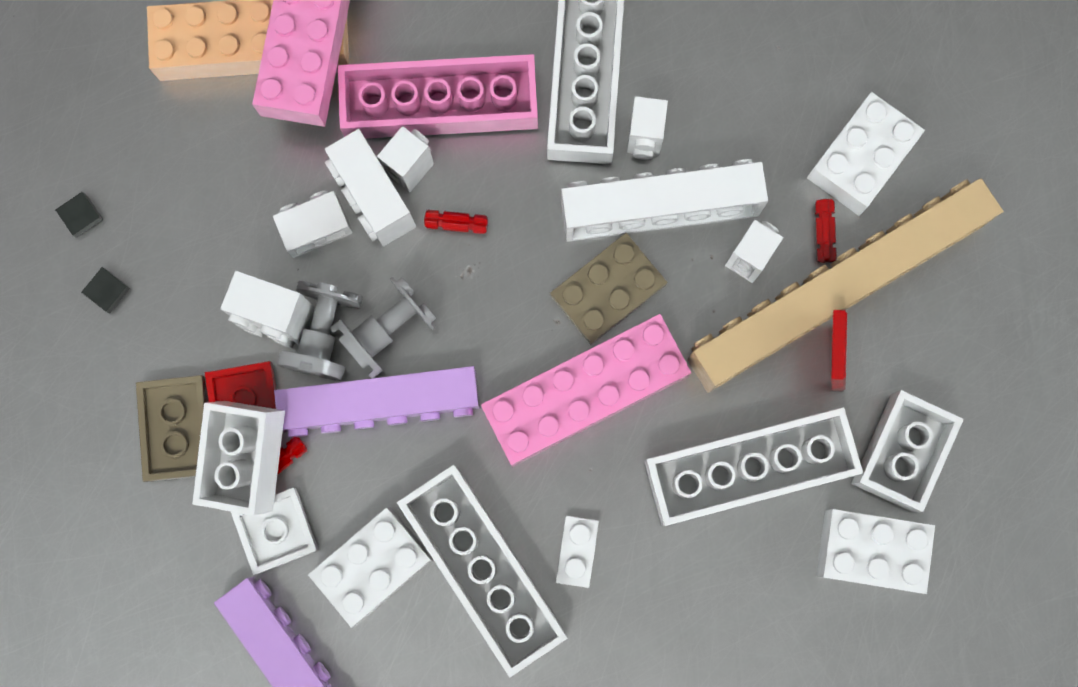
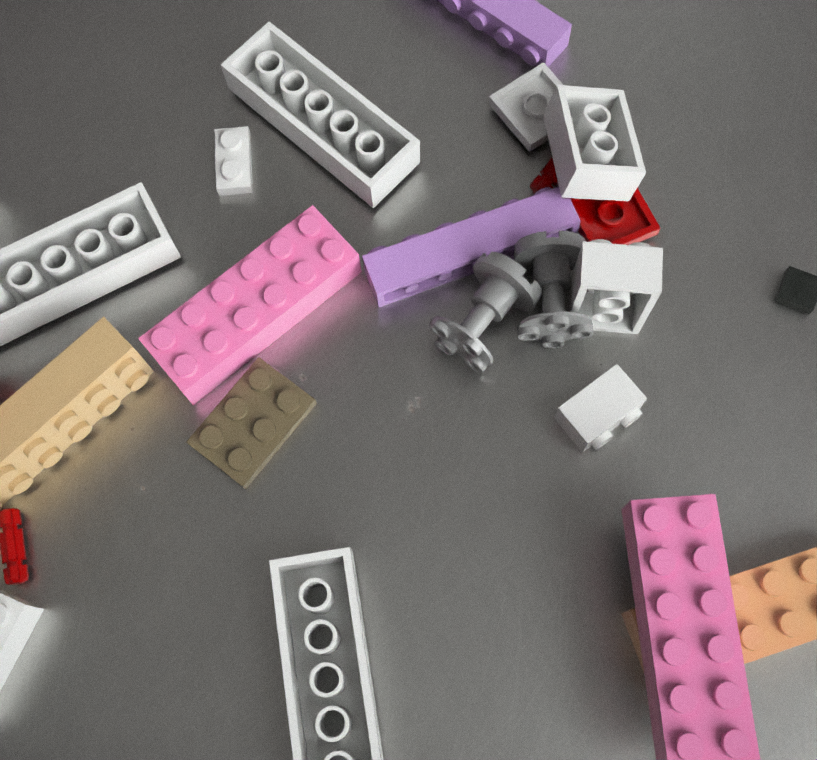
camera: 165 degrees right, 10 degrees down
(170, 426) = (677, 175): dark tan plate -> none
(368, 189) = (546, 453): white brick -> none
(370, 567) = (434, 91): white brick -> none
(406, 158) = (514, 500): white brick -> none
(438, 96) = (499, 588): bright pink brick -> none
(456, 221) = (440, 454): red axle -> none
(647, 127) = (235, 608): white brick -> none
(663, 200) = (197, 524): white brick -> none
(754, 250) = (85, 490): white brick -> none

